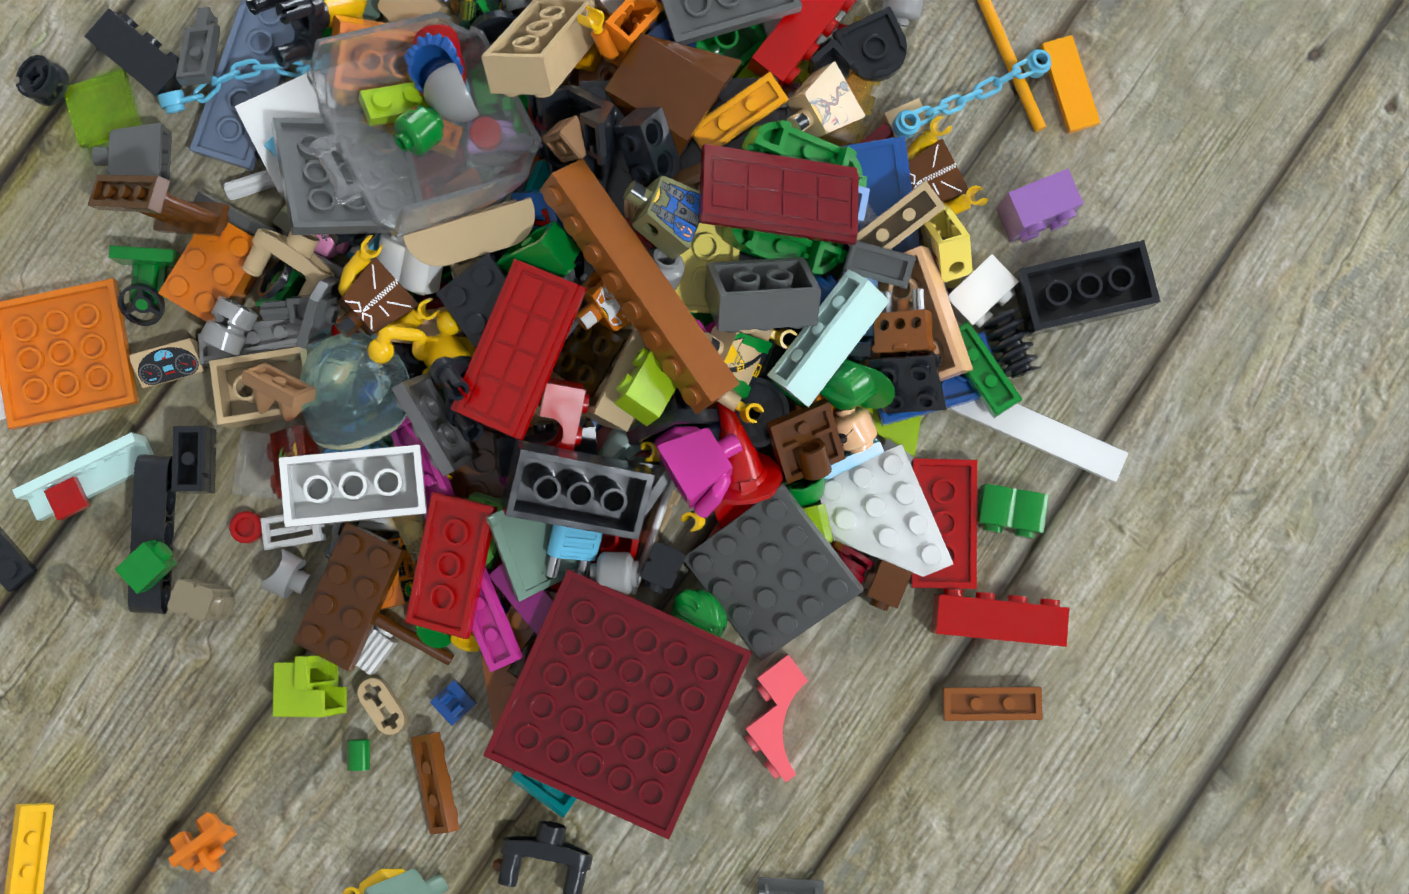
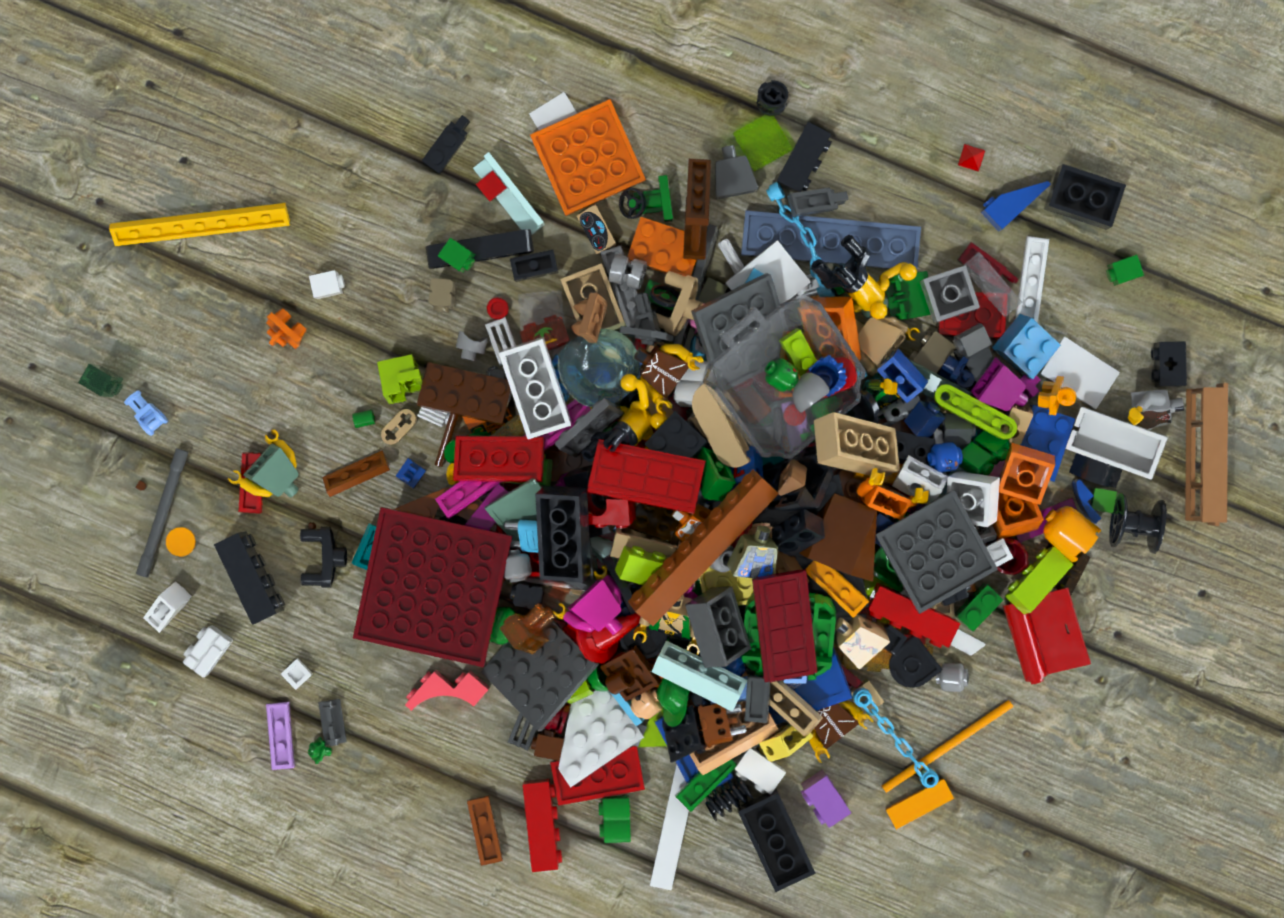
camera: 80 degrees right, 5 degrees up
(150, 768) = (326, 284): none -> white brick
(711, 576) = (527, 631): none -> clear orange brick
(875, 627) = (519, 743): none -> dark grey tile

